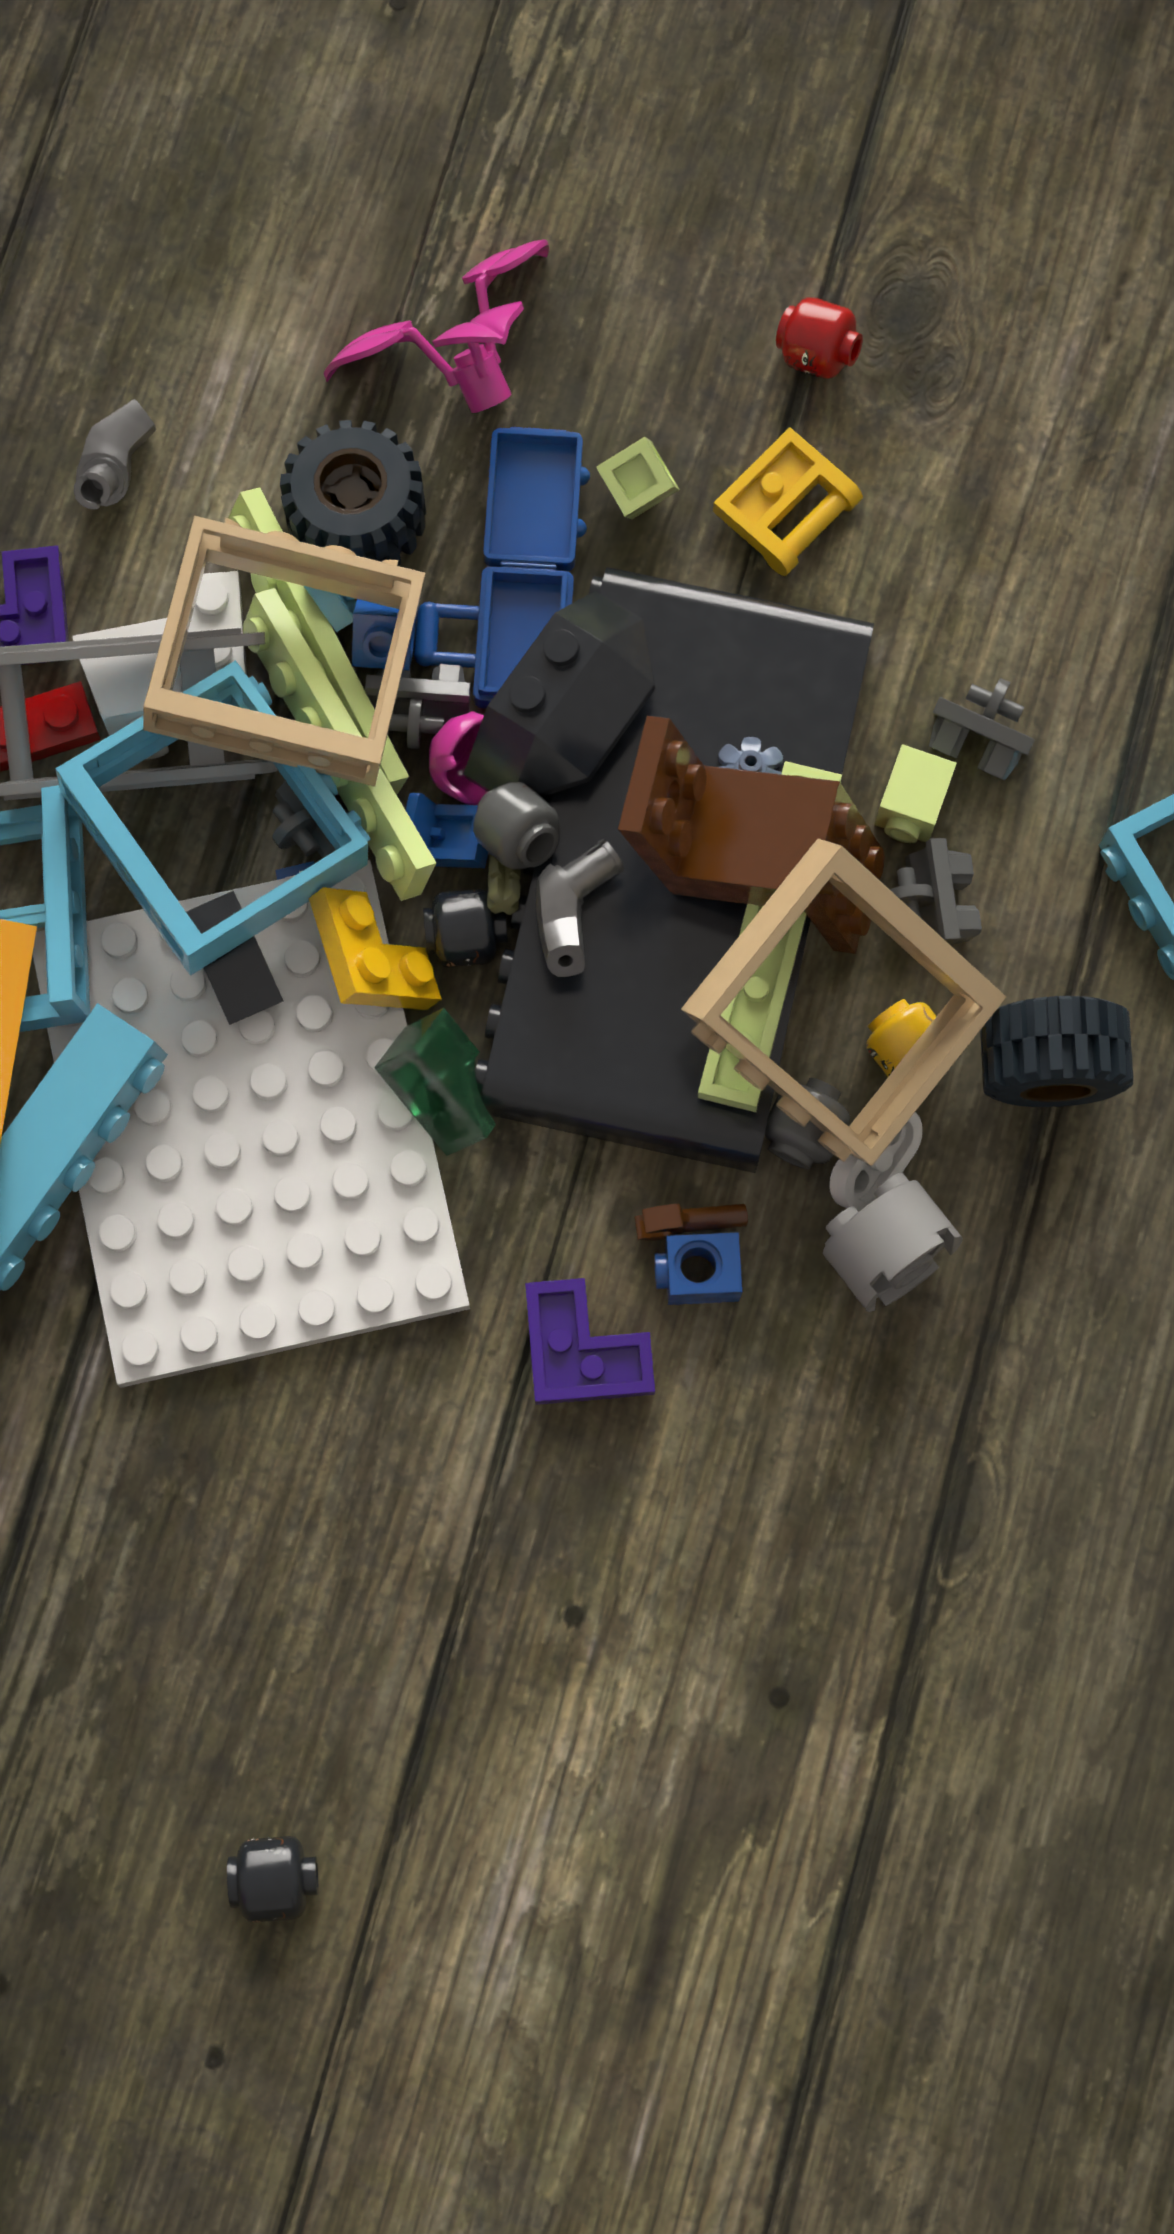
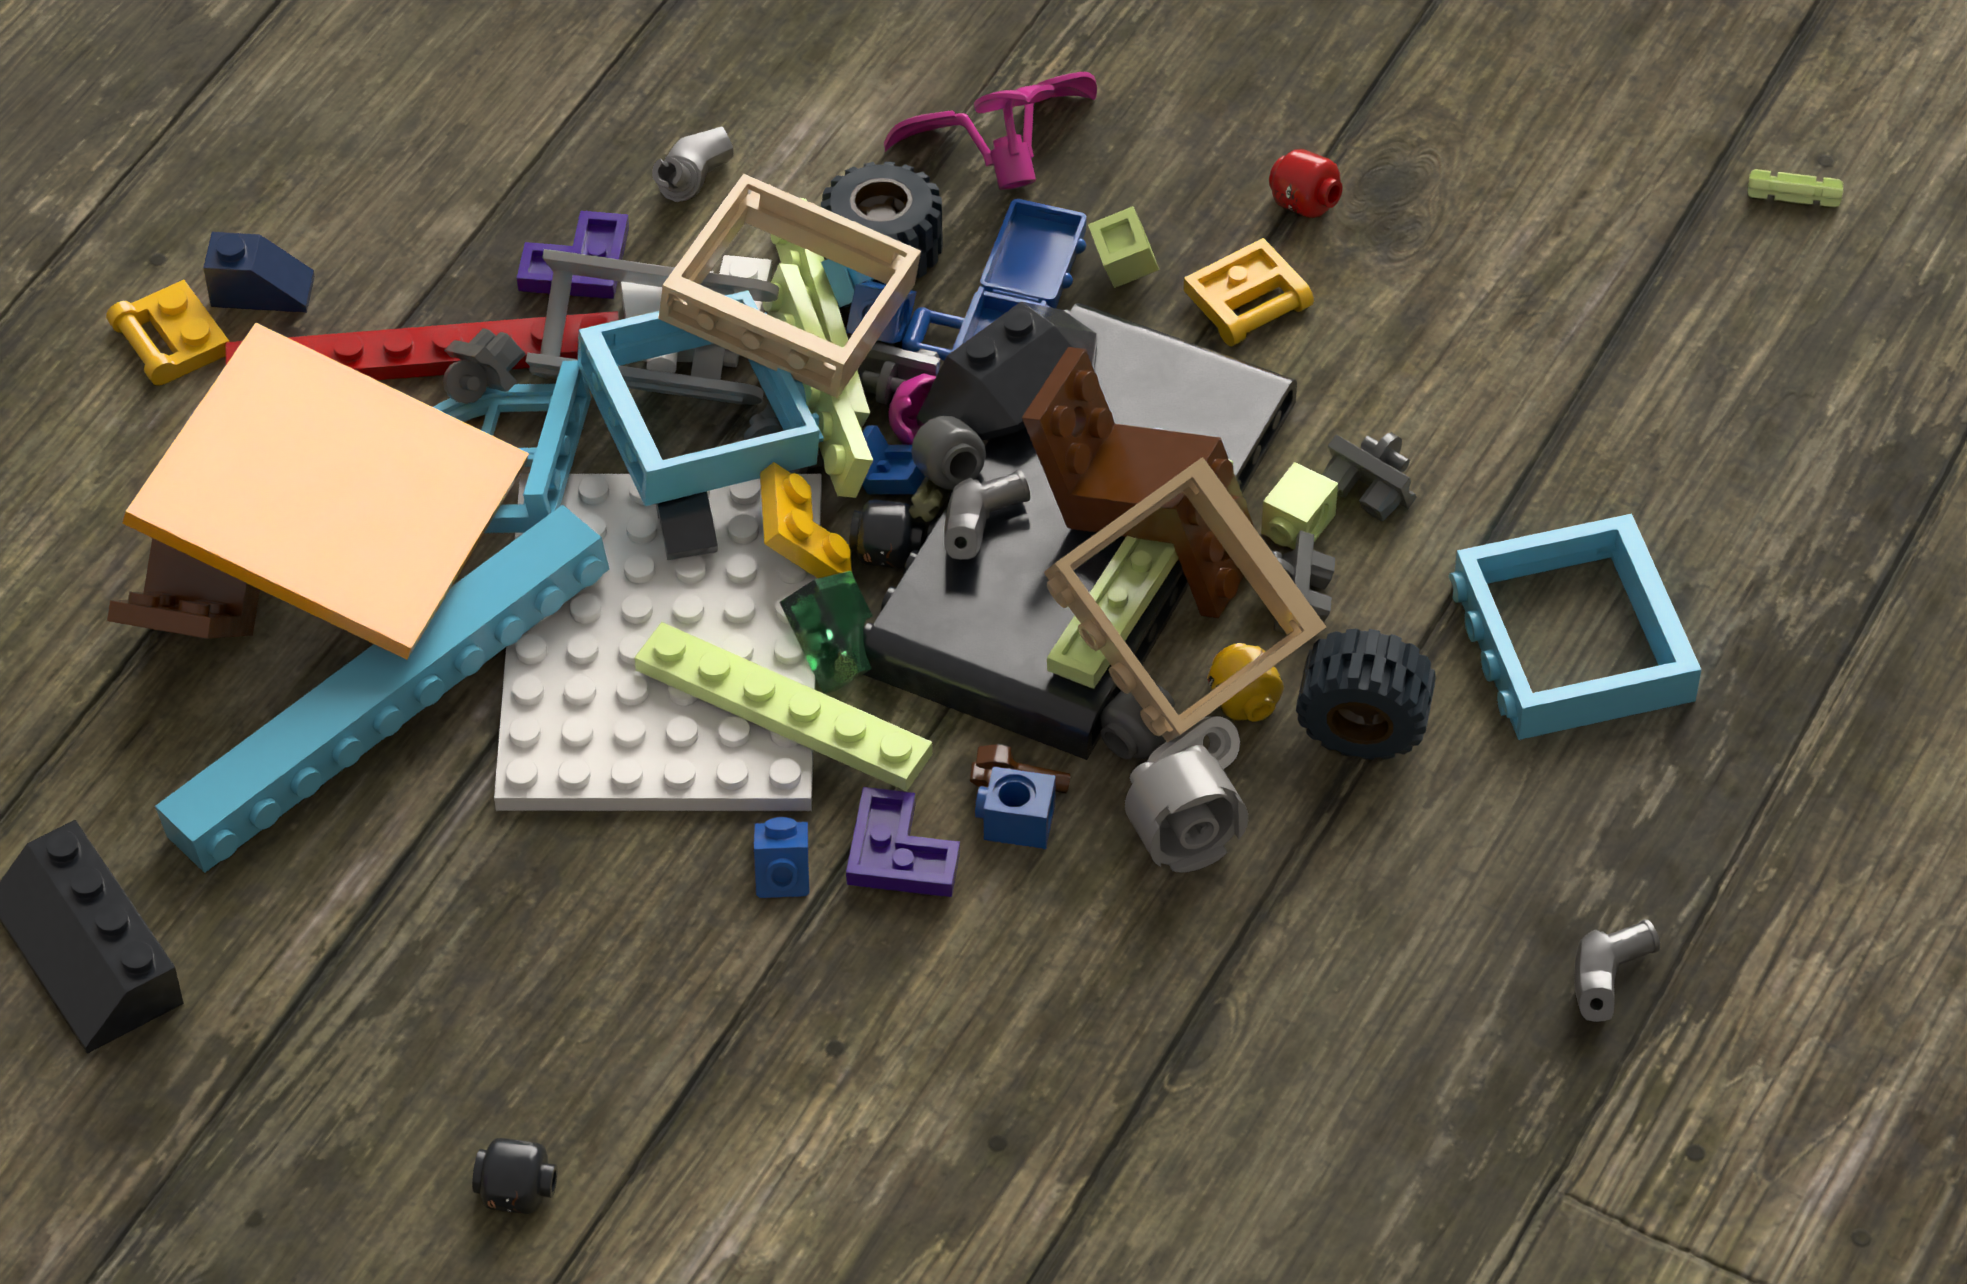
camera: 15 degrees right, 25 degrees down
(411, 1199) = (784, 706): none -> yellowish green plate
(456, 1388) = (781, 858): none -> blue bracket

